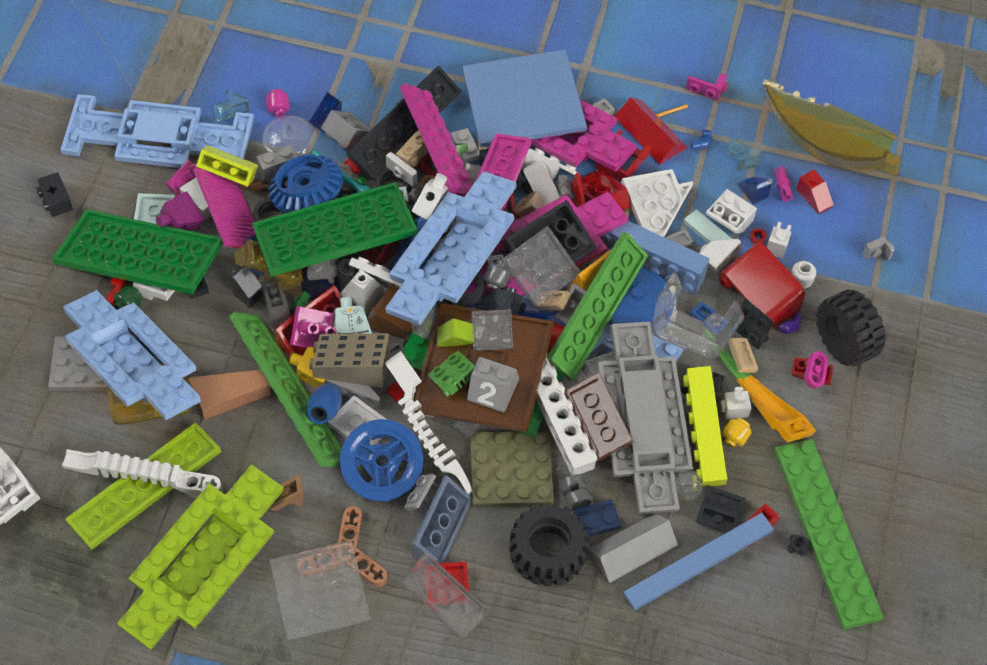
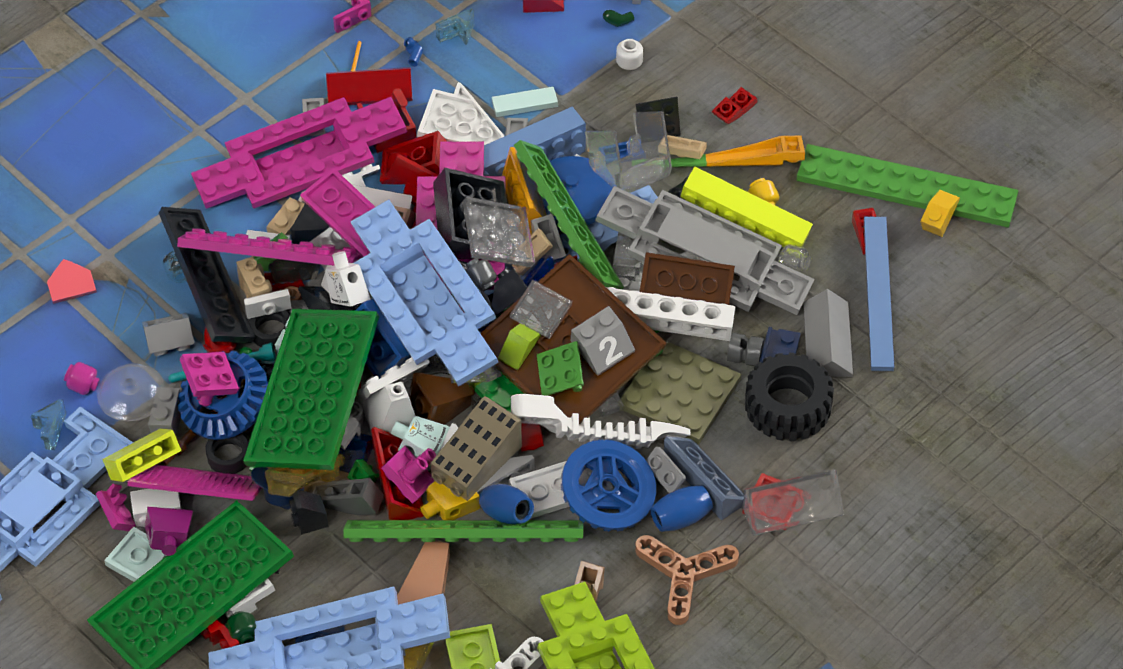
camera: 55 degrees left, 5 degrees down
(54, 194) = (42, 642): black brick -> none
(299, 161) = (208, 375): none -> dark pink plate
(320, 591) = (716, 609): clear plate -> none
(327, 104) = (133, 338): clear blue slope -> none
(354, 55) = (70, 282): none -> coral slope
(395, 521) = (681, 508): none -> blue piece
(524, 97) = (257, 159): medium blue tile -> none
(564, 187) = (391, 184): light grey pin -> none
(720, 252) = (558, 99): white slope -> none
(720, 509) = (834, 251): black slope -> none
(732, 212) = (519, 68): white slope -> none
(736, 404) = (735, 173): white brick -> none
(756, 188) = (501, 39): clear blue slope -> none
(758, 231) = (559, 63): red bush -> none
(765, 283) = (618, 84): red windscreen -> none
(779, 240) = (577, 53): white brick -> none
(783, 184) = (513, 16): dark pink pin -> none
(791, 326) = (673, 91): dark purple arm -> none
(798, 539) = (907, 212): black plate -> none
(810, 566) = (939, 212): none -> yellow slope
(816, 374) = (742, 99): dark pink plate -> none
(835, 251) = (616, 19): none -> dark green arm
(850, 327) = (718, 26): black tyre -> none

